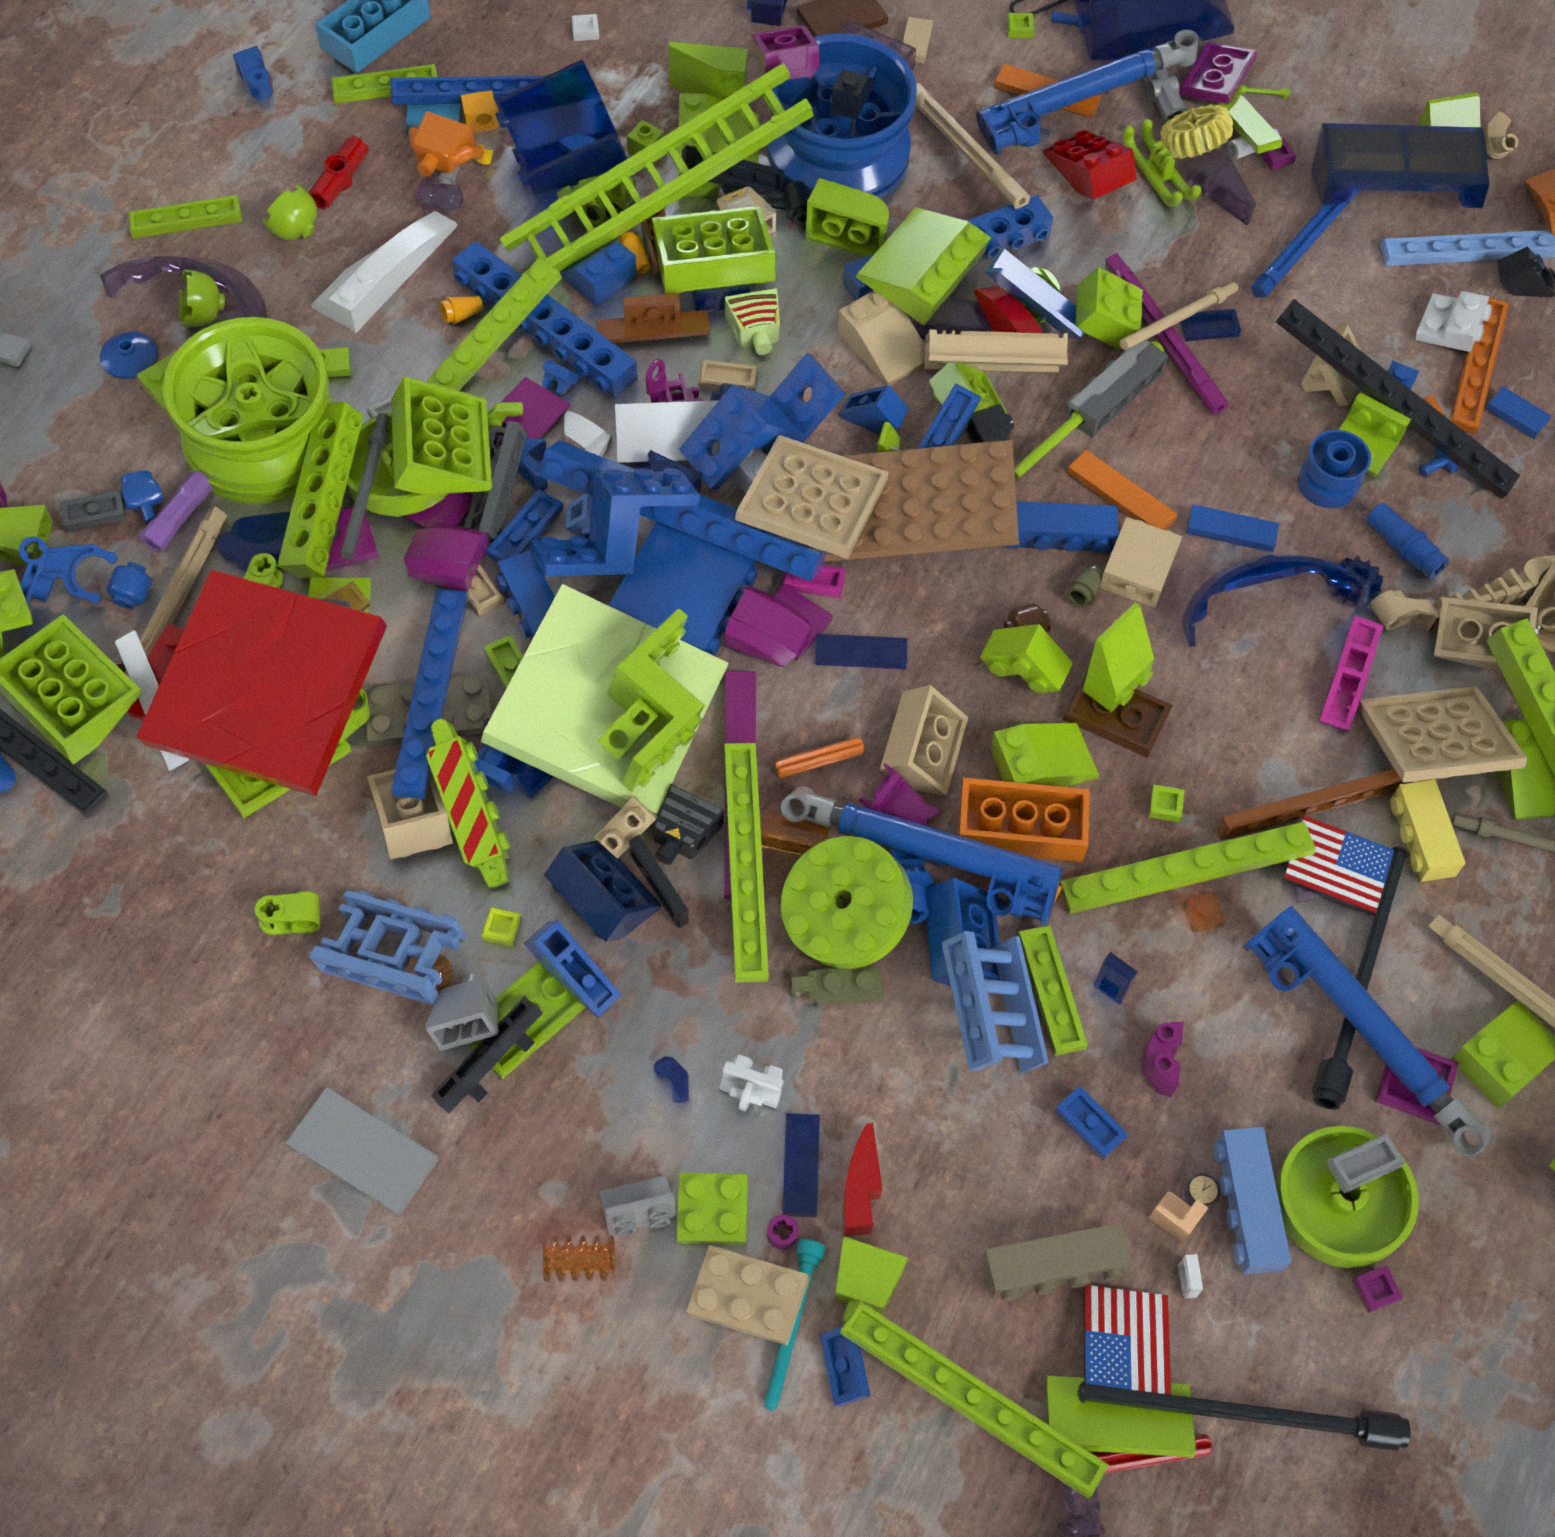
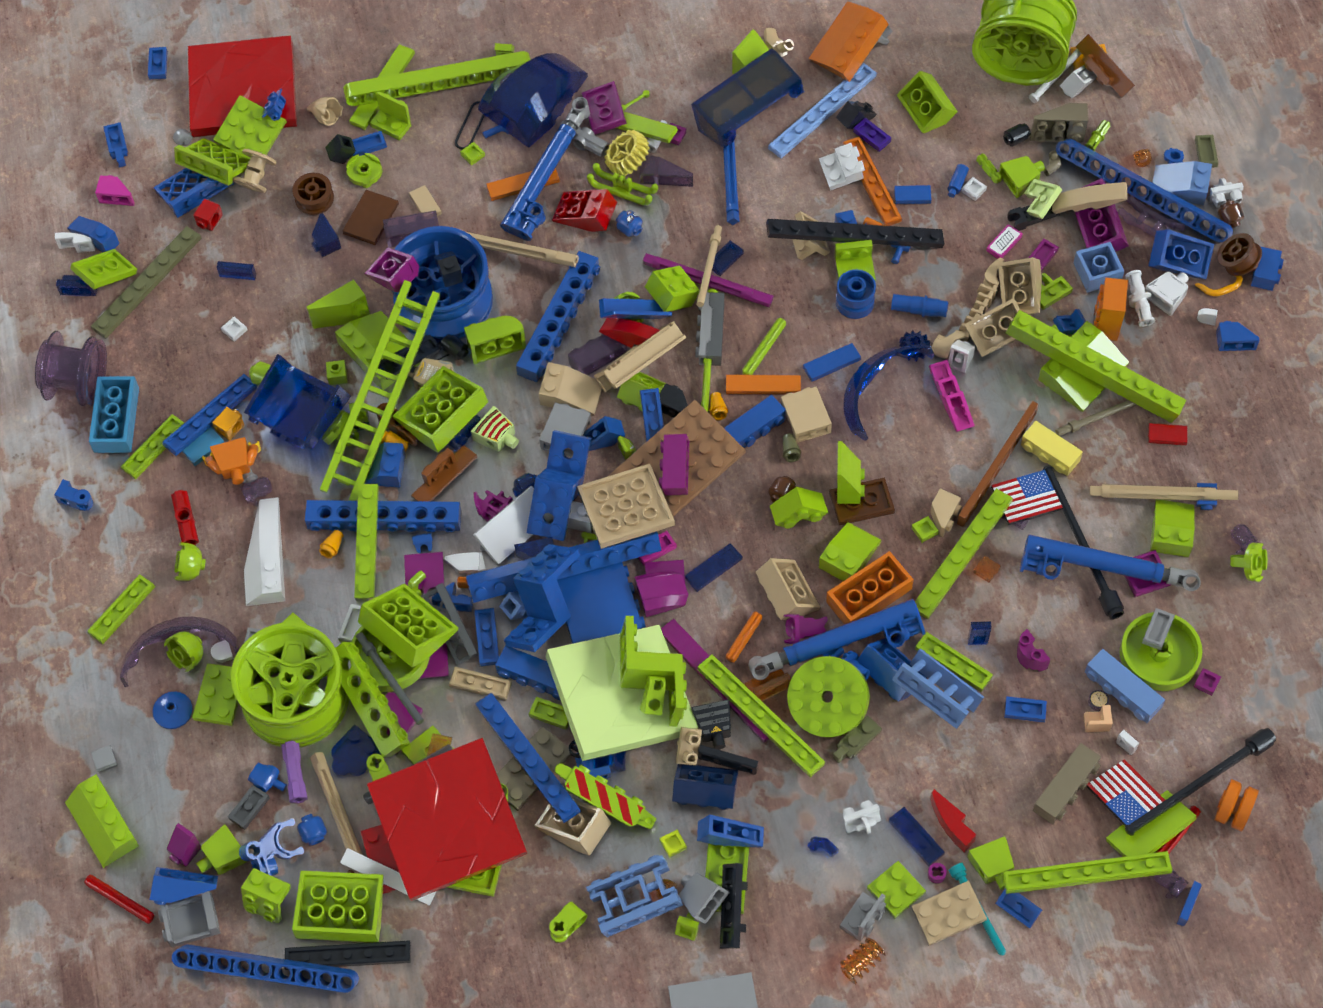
camera: 35 degrees left, 0 degrees up
(415, 1037) = (687, 927): none -> lime tile
(446, 555) = (463, 682): magenta slope -> none
(574, 142) = (302, 403): blue tile -> none
(715, 373) = (508, 473): tan tile -> none
(846, 365) = (567, 420): none -> light grey panel
(916, 493) = (674, 464): none -> magenta brick
(924, 261) = (560, 333): lime slope -> none
(1040, 477) = (718, 408): none -> light orange cone
(1128, 209) = (629, 223): none -> blue head
(1164, 452) = (764, 347): none -> lime axle
(1213, 798) = (944, 509): none -> tan slope
(1262, 1479) = (1234, 804): none -> orange wheel
(1407, 633) = (961, 355): none -> white slope
(1441, 734) = (1020, 395): tan plate -> none
(1527, 311) = (872, 134): none -> dark purple plate

